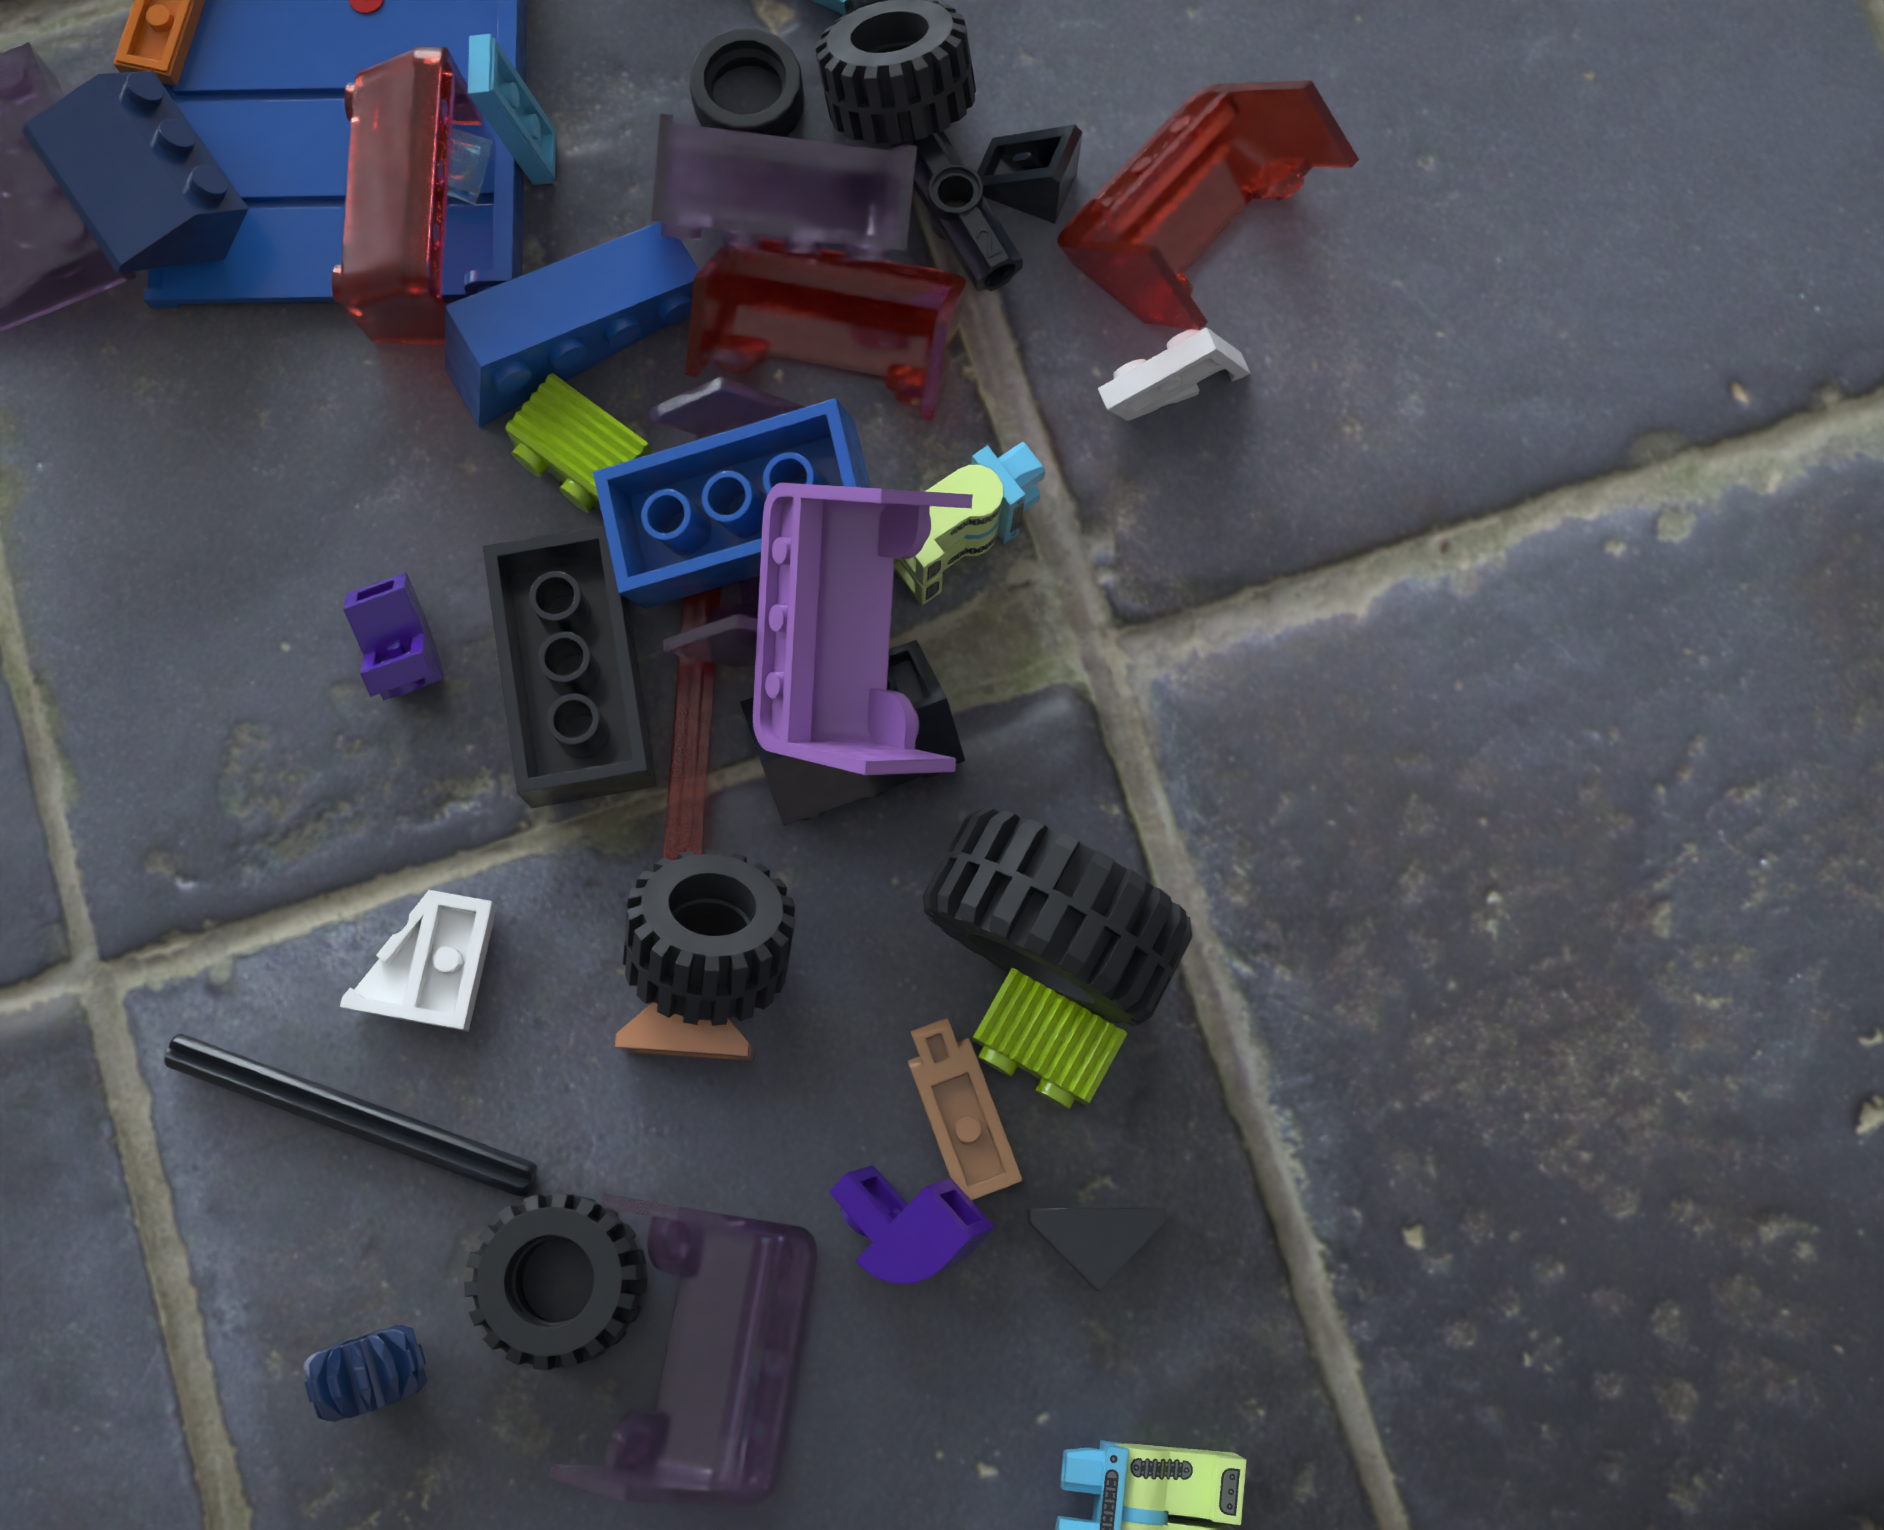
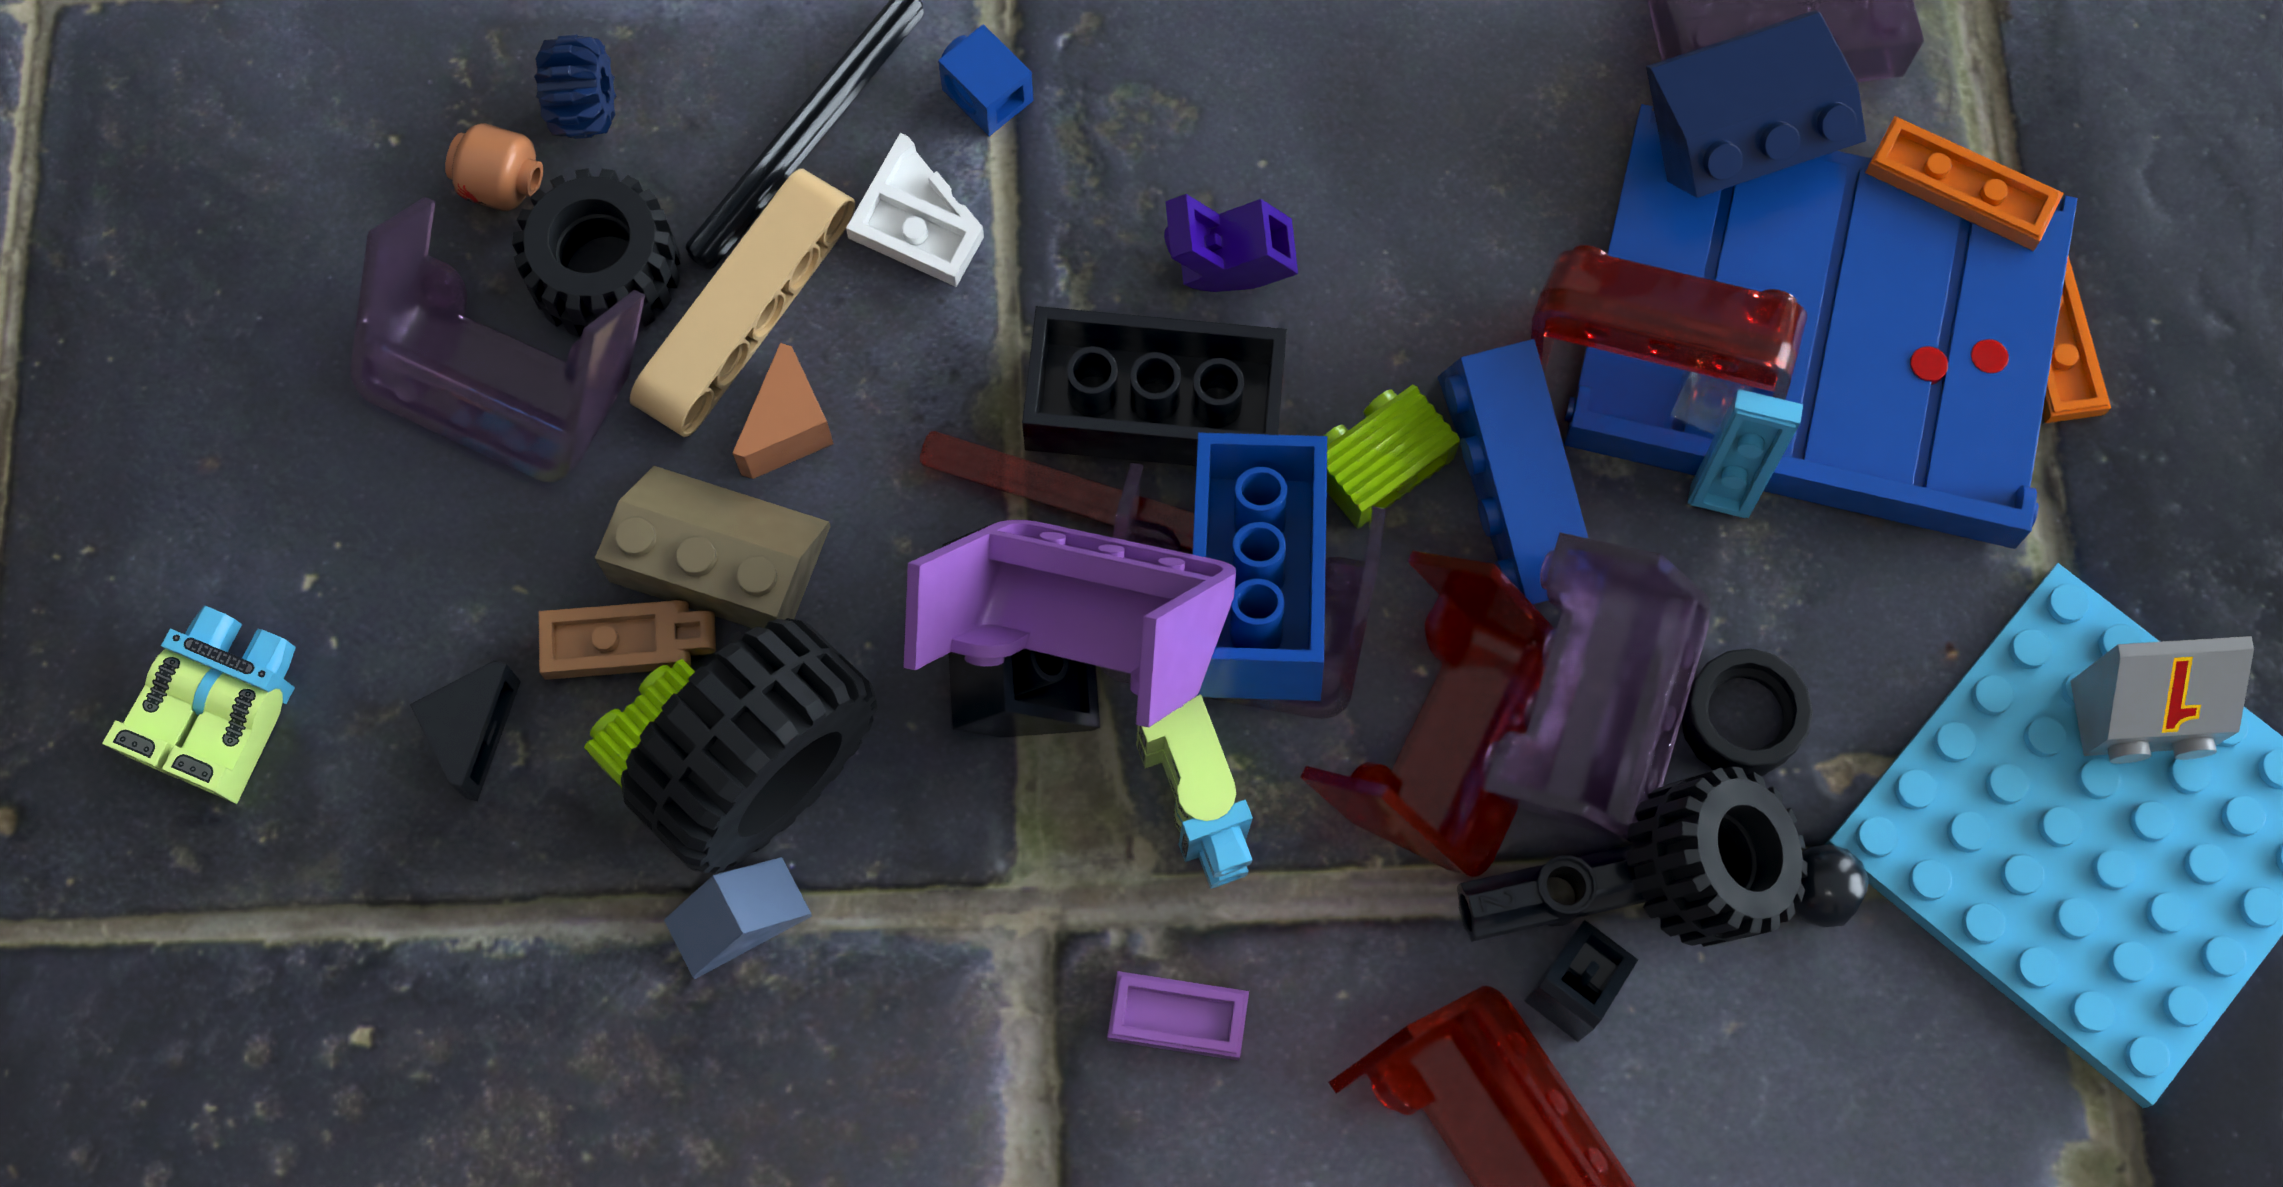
camera: 105 degrees right, 5 degrees down
(254, 940) = (985, 79): none -> blue brick
(479, 1435) = (493, 167): none -> nougat head
(569, 1111) = (742, 302): none -> tan beam
(708, 937) = (896, 438): black tyre -> none
(841, 1052) = (711, 548): none -> dark tan slope
(910, 1238) = (524, 552): dark purple brick -> none
(1161, 500) = (1178, 1015): none -> medium lavender tile
(1172, 374) = (1306, 1069): white wing -> none
(1218, 922) = (736, 914): none -> sand blue slope

